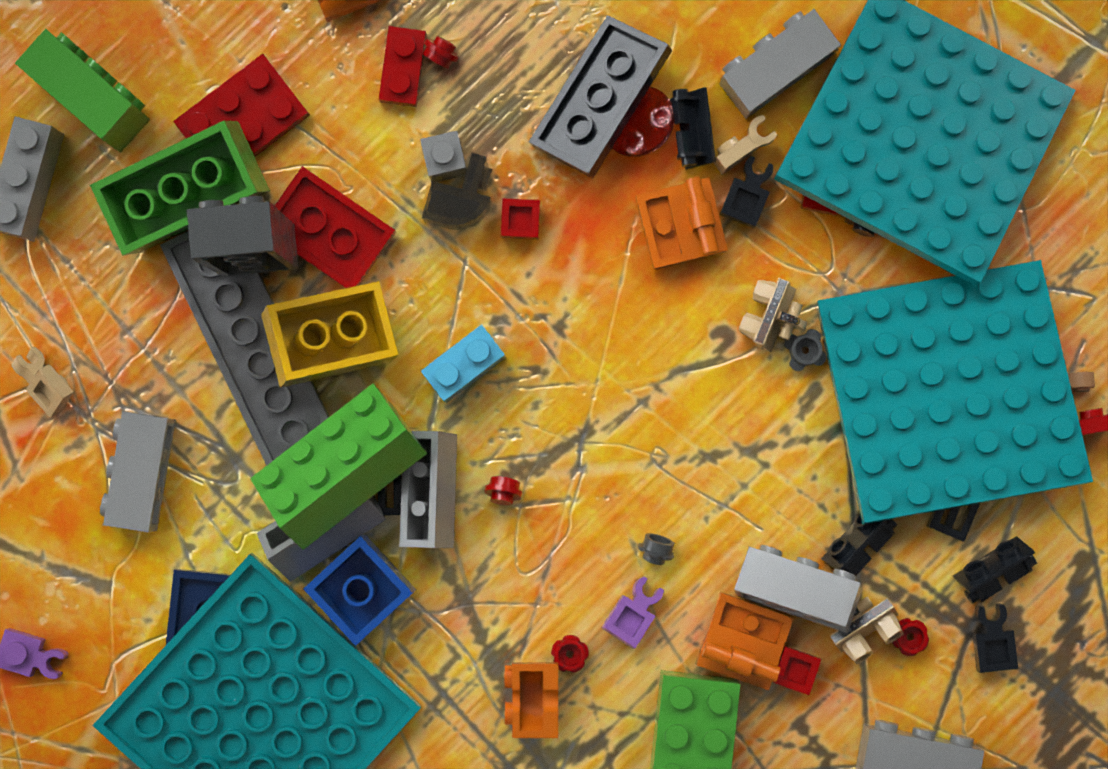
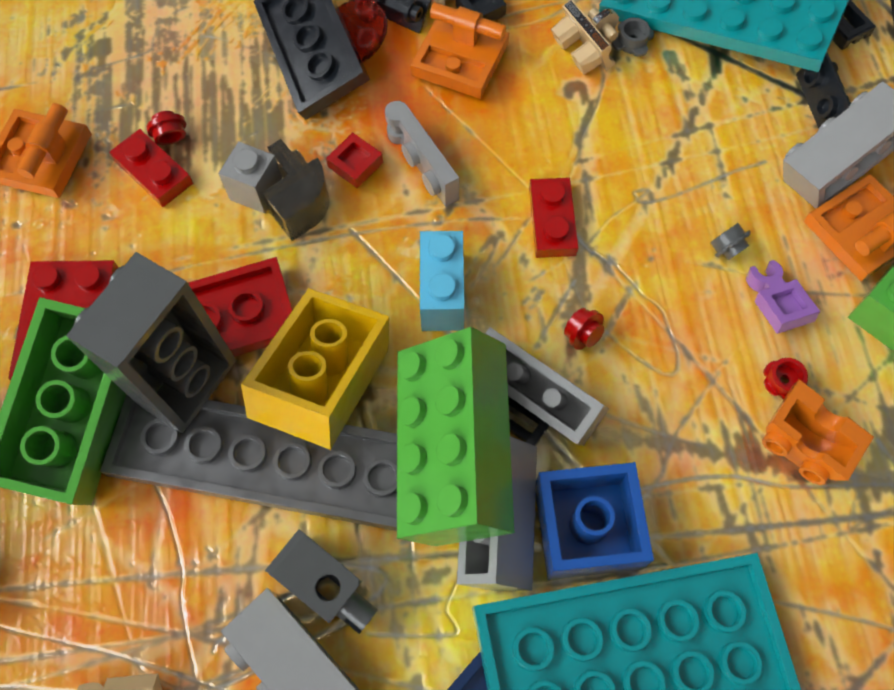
camera: 55 degrees left, 20 degrees down
(197, 431) = (304, 565): none -> dark grey torso
(562, 264) = (421, 152): none -> light grey plate
(585, 402) = (553, 217): none -> red plate

